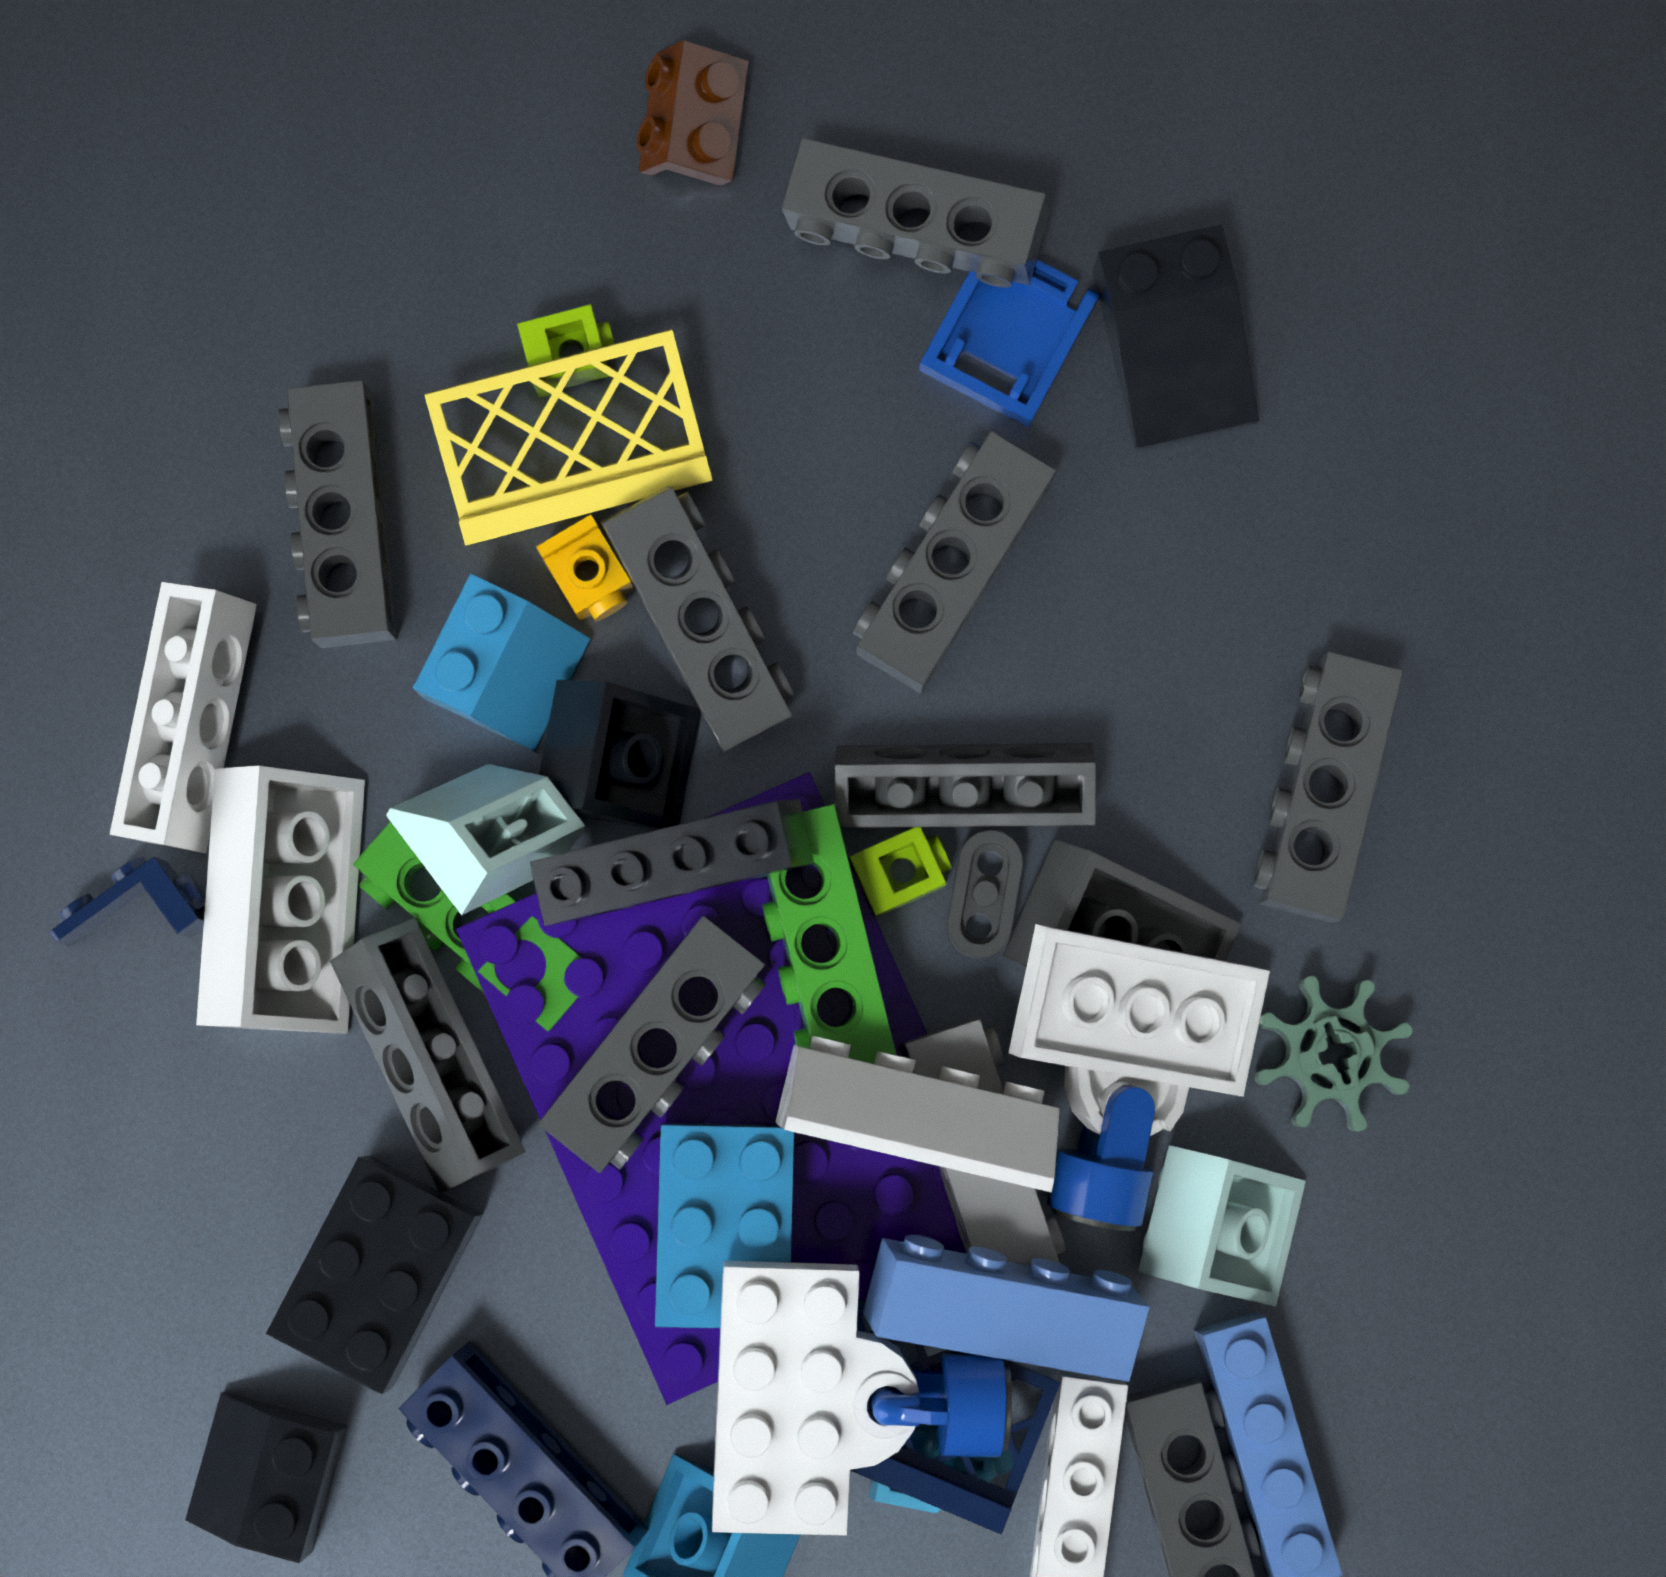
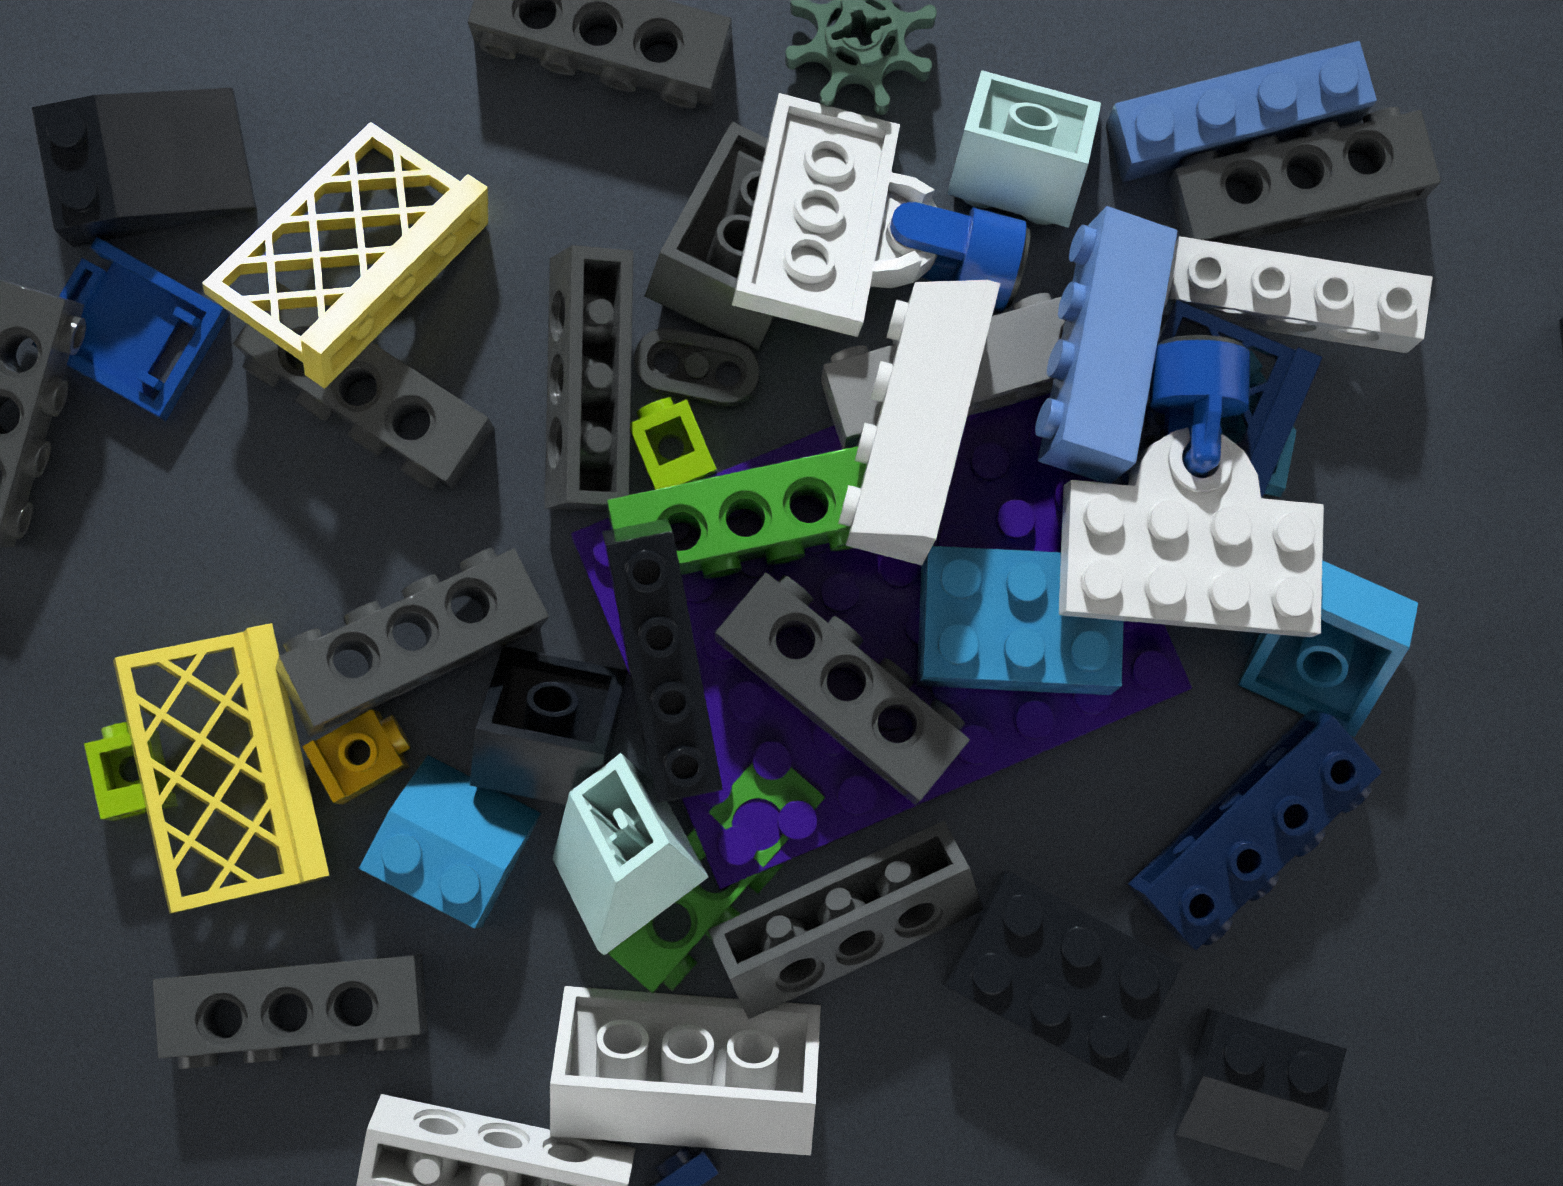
camera: 90 degrees left, 0 degrees up
(1054, 582) = (383, 290): none -> fence

